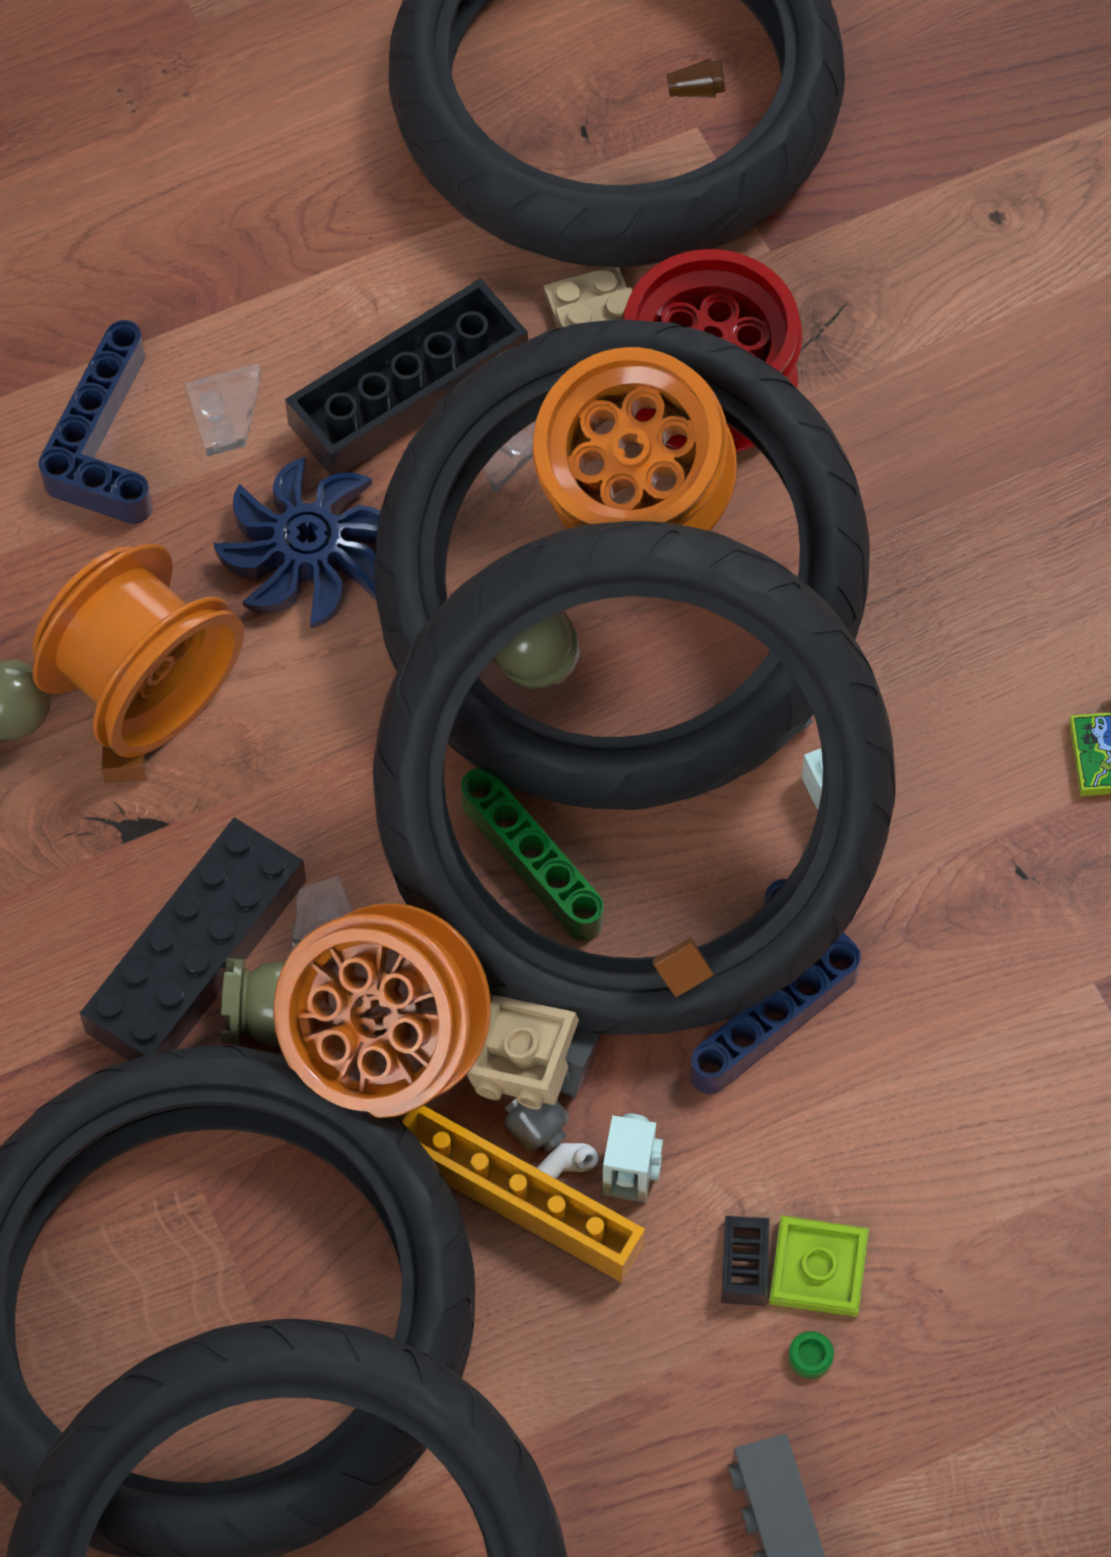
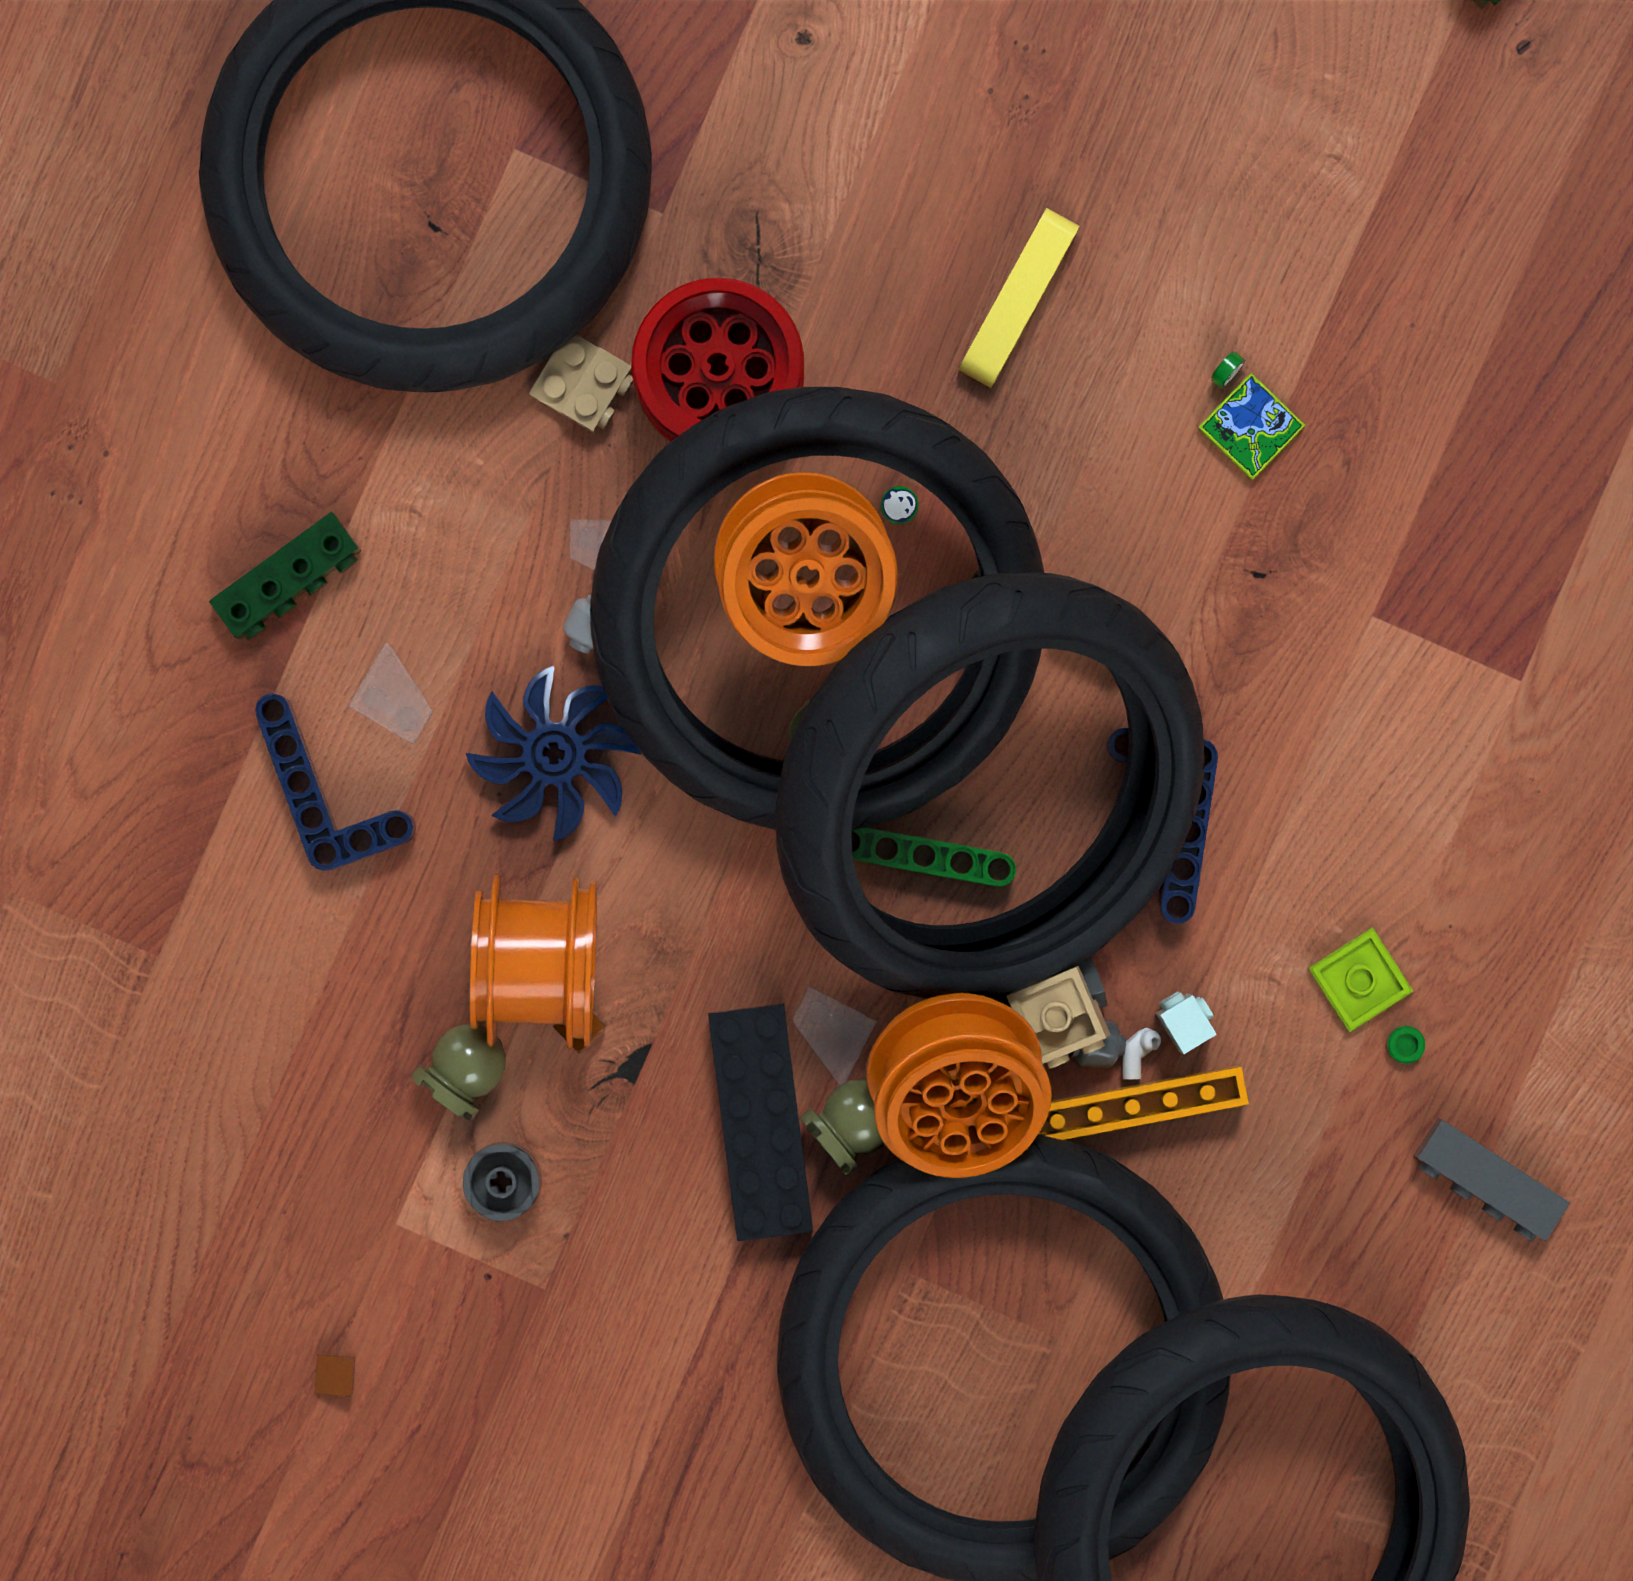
camera: 45 degrees left, 25 degrees up
(230, 263) = (285, 576): none -> dark green brick
(400, 378) = (507, 563): black brick -> none
(682, 967) = (1125, 881): dark orange slope -> none
(697, 80) = (523, 154): reddish brown cone -> none
(745, 1292) = (1321, 1009): black slope -> none
(1003, 509) = (1018, 298): none -> light yellow beam

